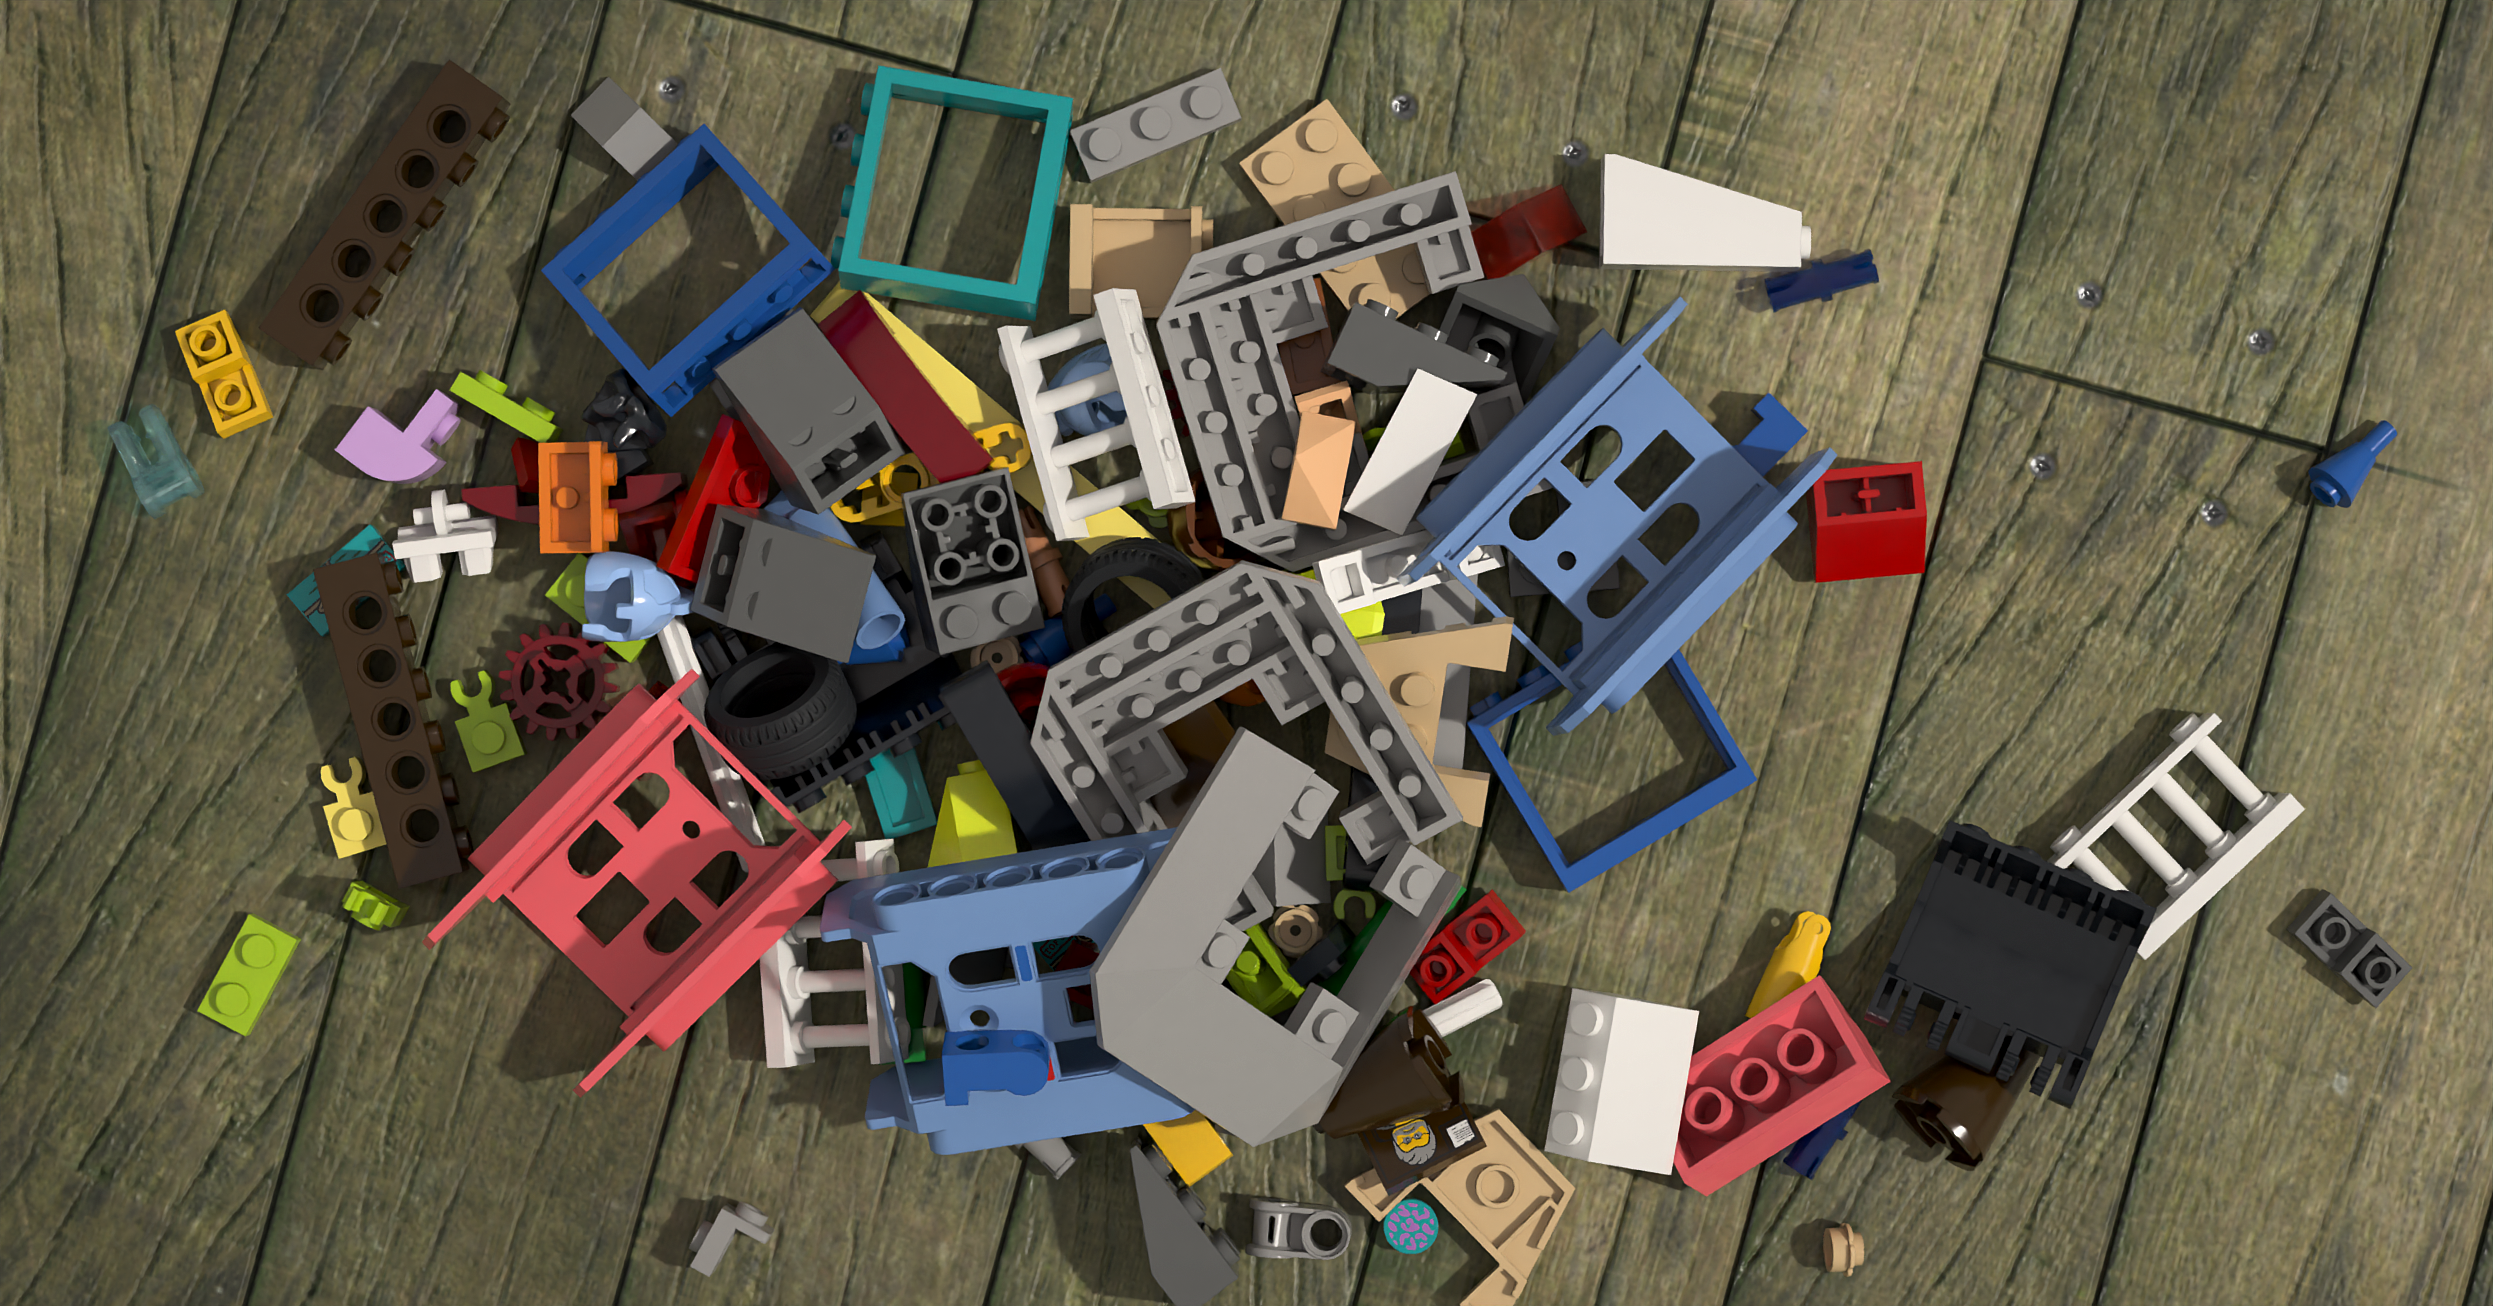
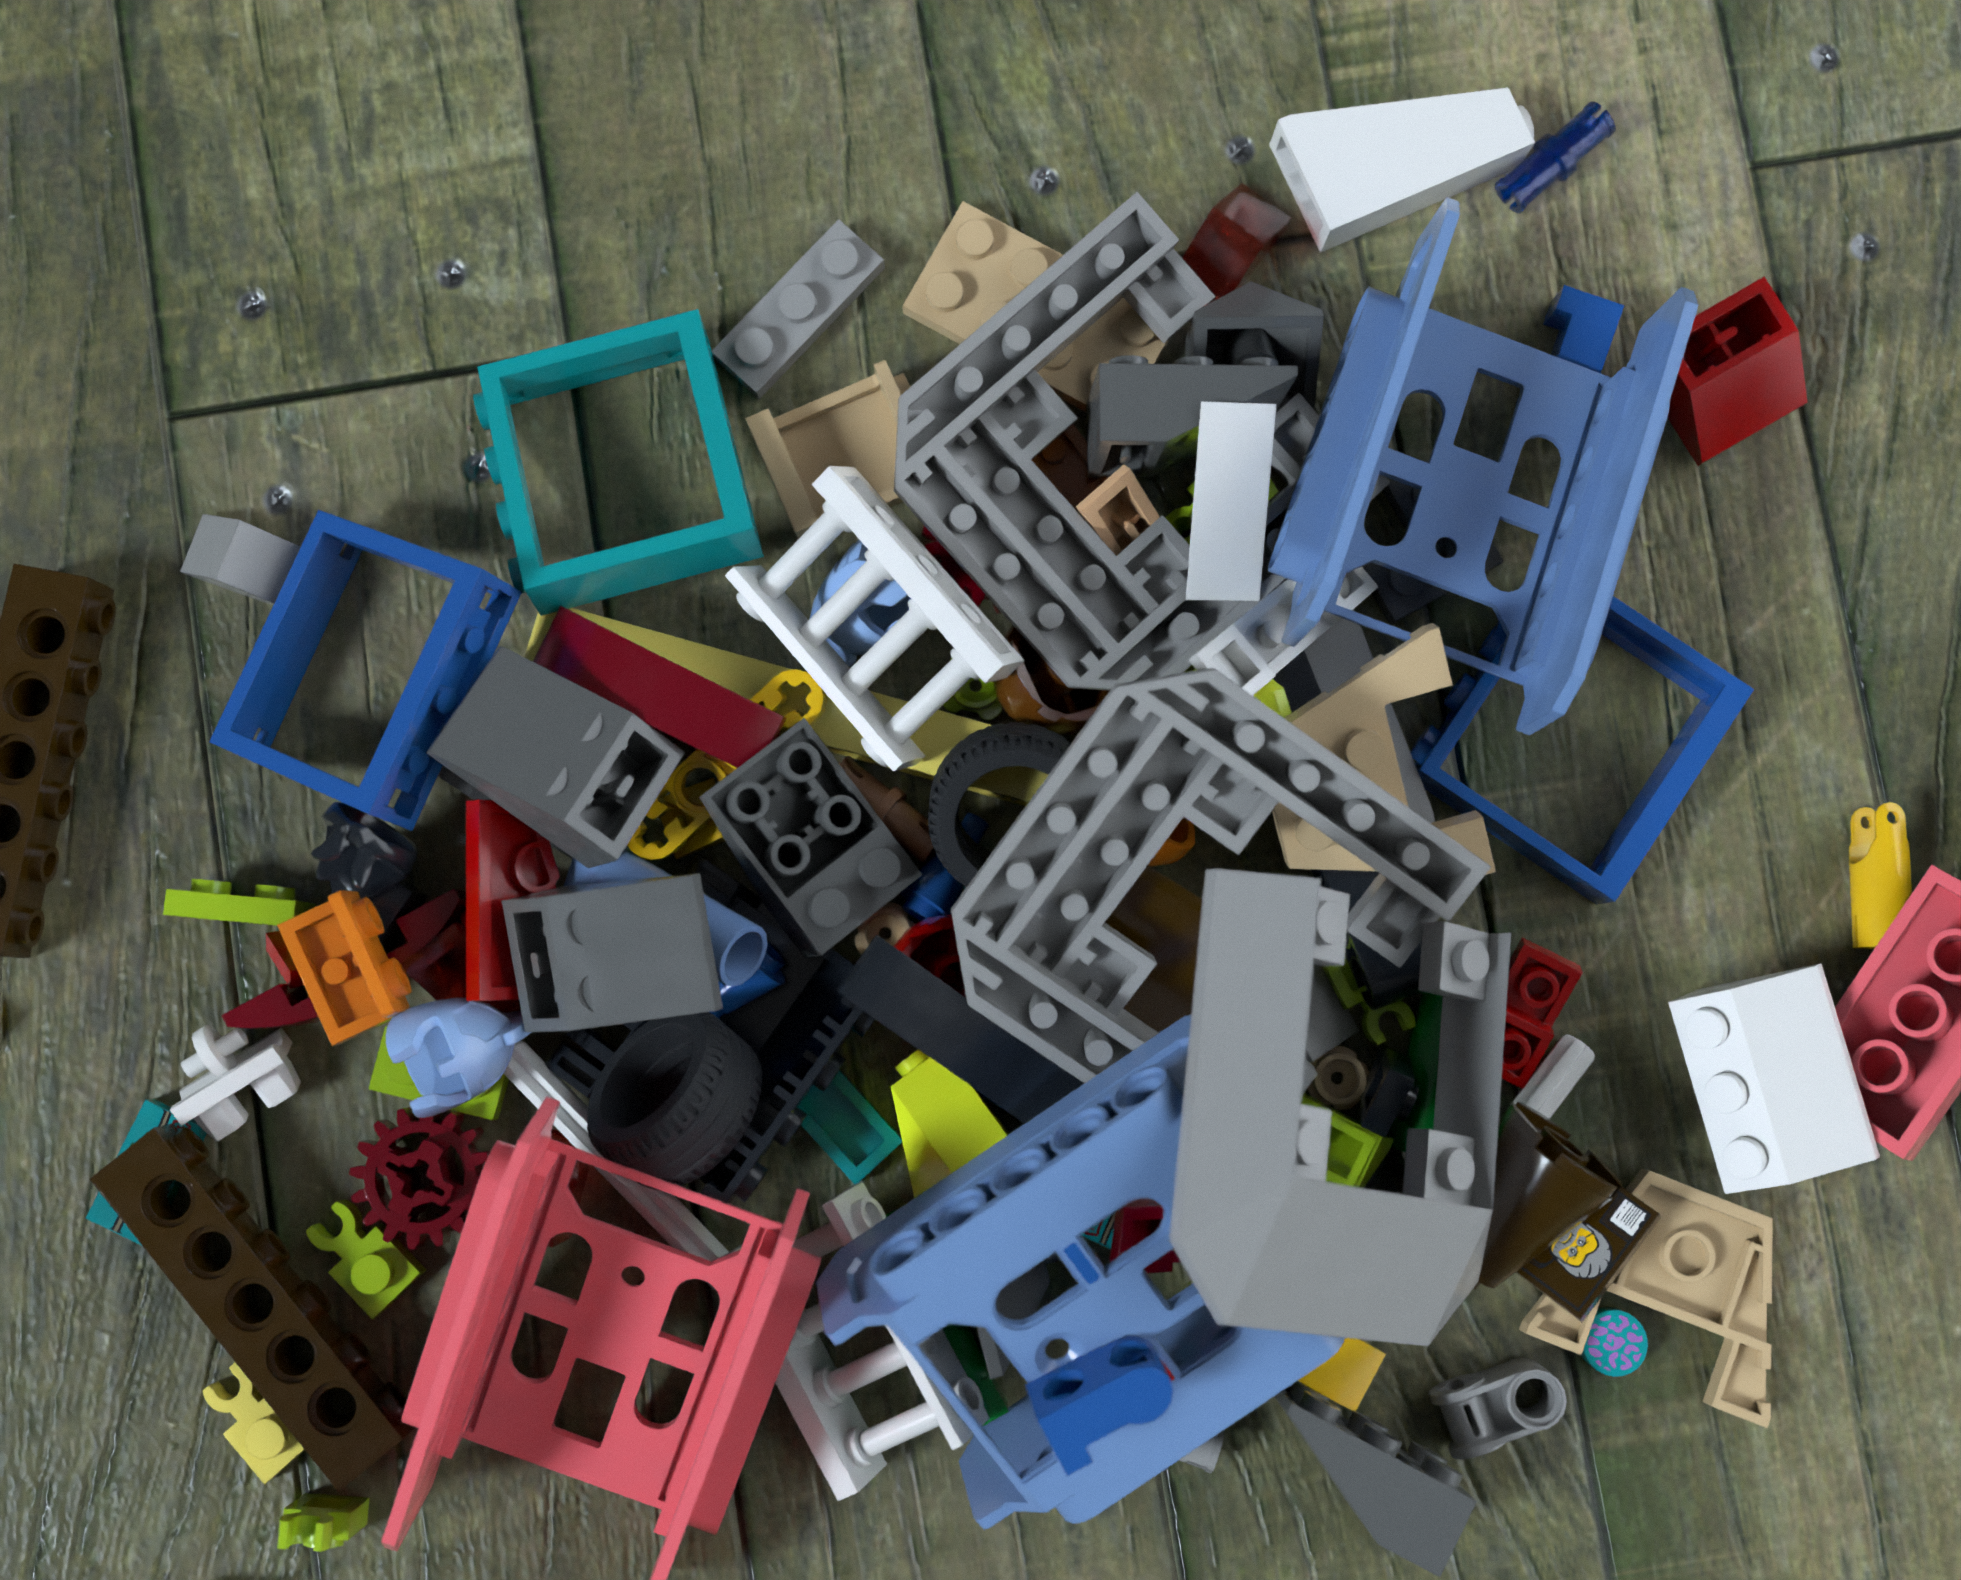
camera: 25 degrees left, 5 degrees down
(398, 454) = (148, 1006): lavender brick -> none
(1318, 470) = (1139, 571): light nougat slope -> none

